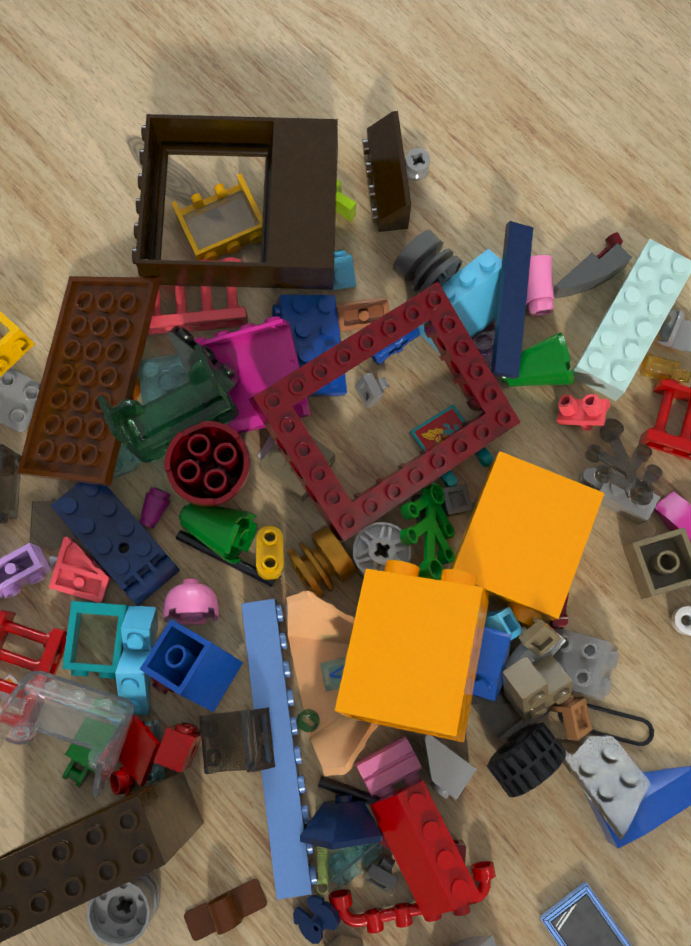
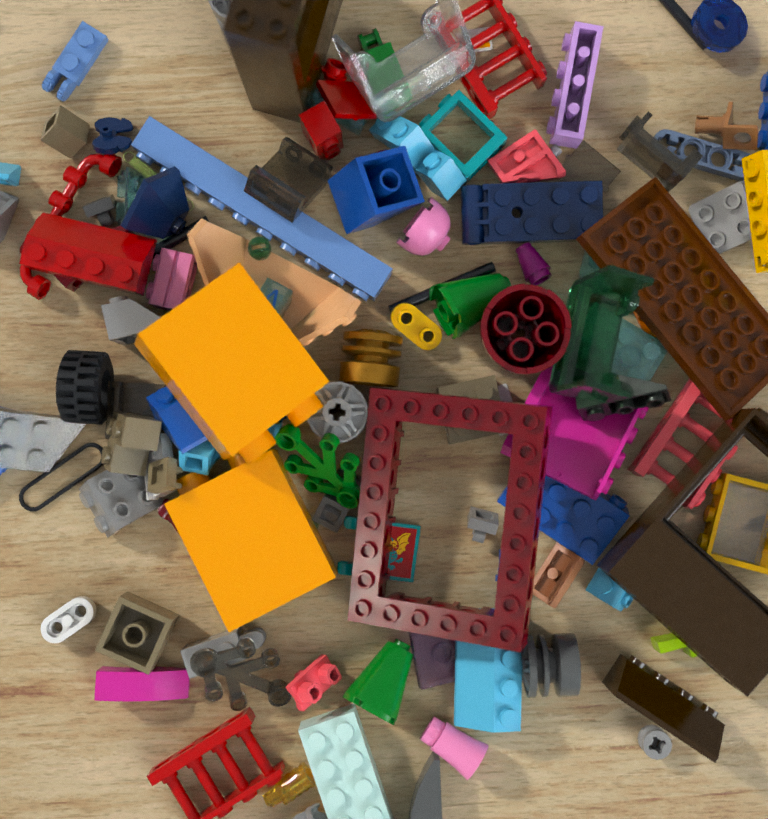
camera: 125 degrees right, 10 degrees up
(225, 911) = (175, 75): reddish brown piece -> none
(512, 300) = (457, 709): dark blue tile -> none
(575, 717) = (84, 454): medium nougat bracket -> none

